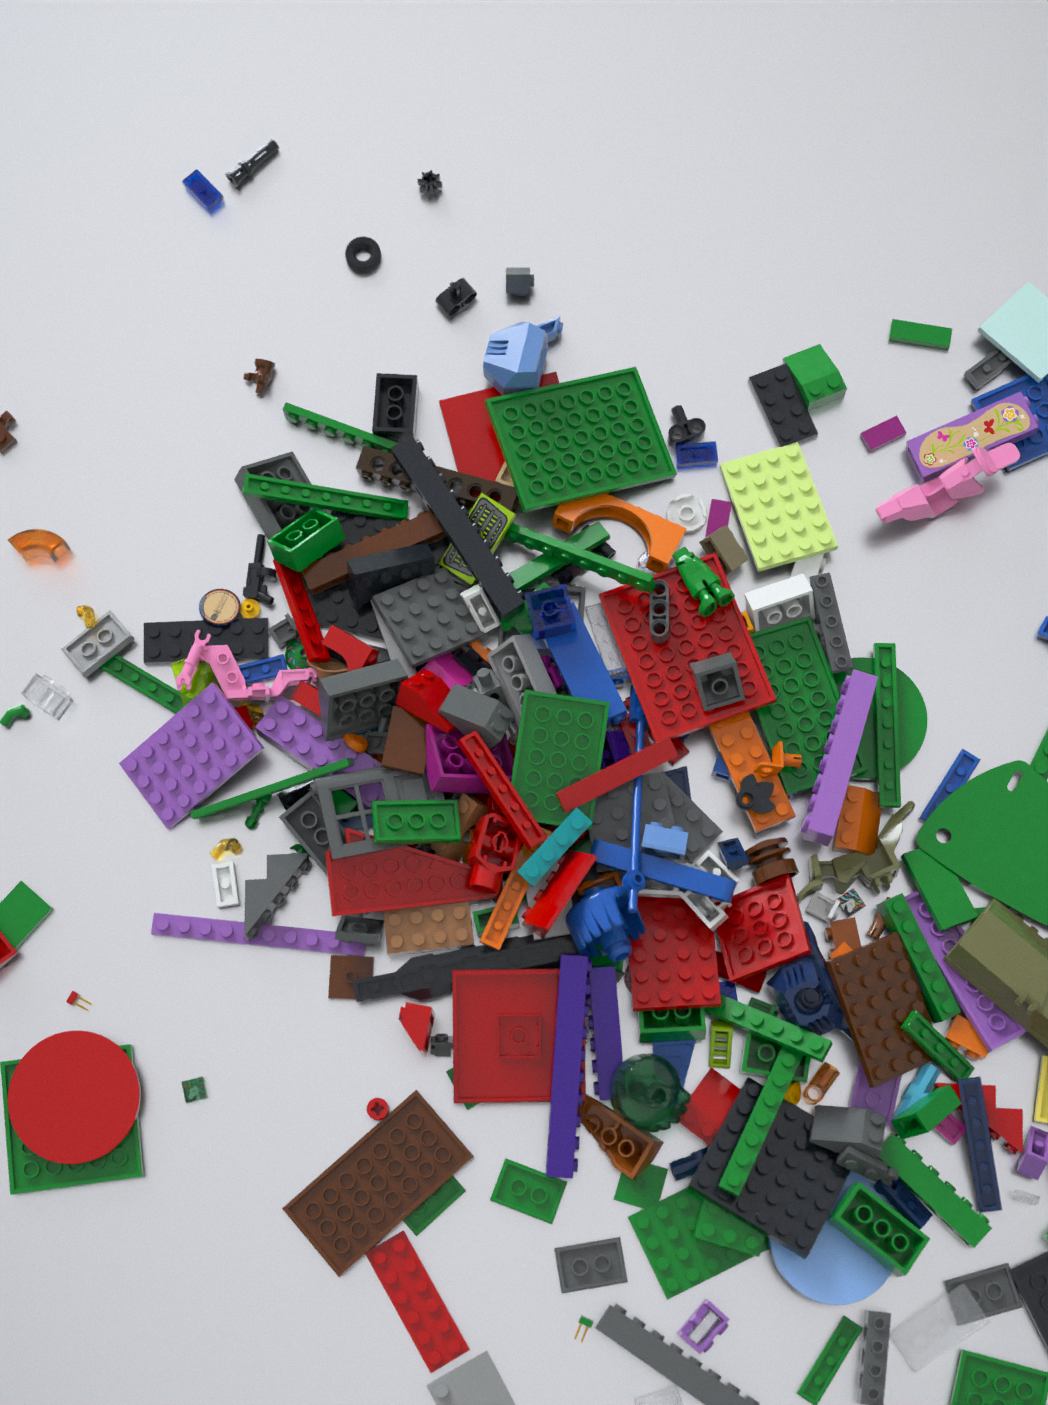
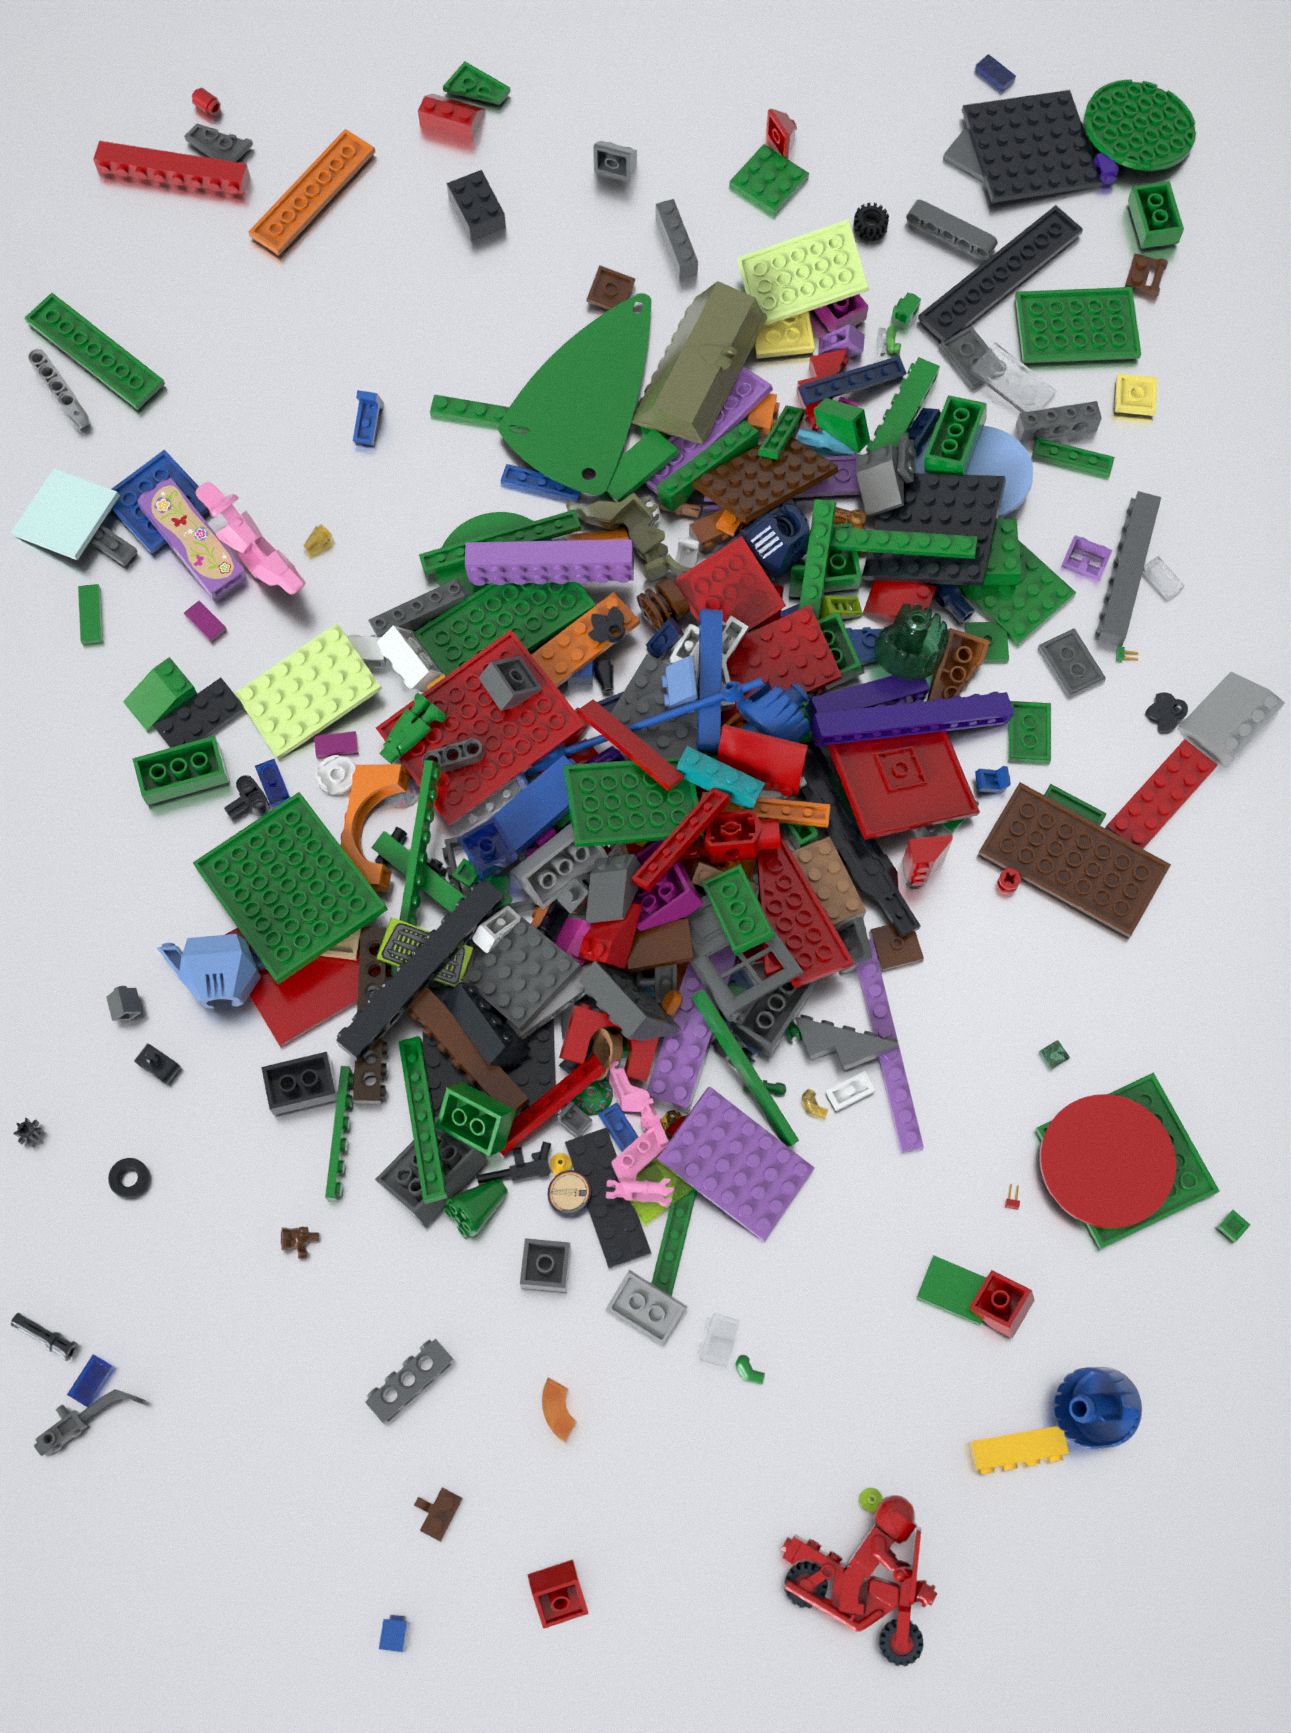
camera: 110 degrees left, 5 degrees down
(88, 614) = (615, 1330): clear yellow arm -> none
(93, 408) = (405, 1394): none -> dark grey brick
(162, 568) = (545, 1265): none -> dark grey brick
(172, 171) = (74, 1422): none -> dark grey piece
(235, 525) = (475, 1206): none -> green cone
(486, 1131) = (992, 780): none -> blue bracket
(507, 1341) = (1164, 711): none -> black plate
(715, 787) = (605, 673): none -> black cone
(726, 547) = (362, 728): dark tan brick -> none
(729, 375) = (180, 770): none -> green brick
(779, 760) = (567, 614): orange bracket -> none
(850, 903) = (672, 536): tile -> none
(944, 557) = (317, 538): none -> clear yellow cone
(1027, 1209) = (891, 335): none -> bright green arm

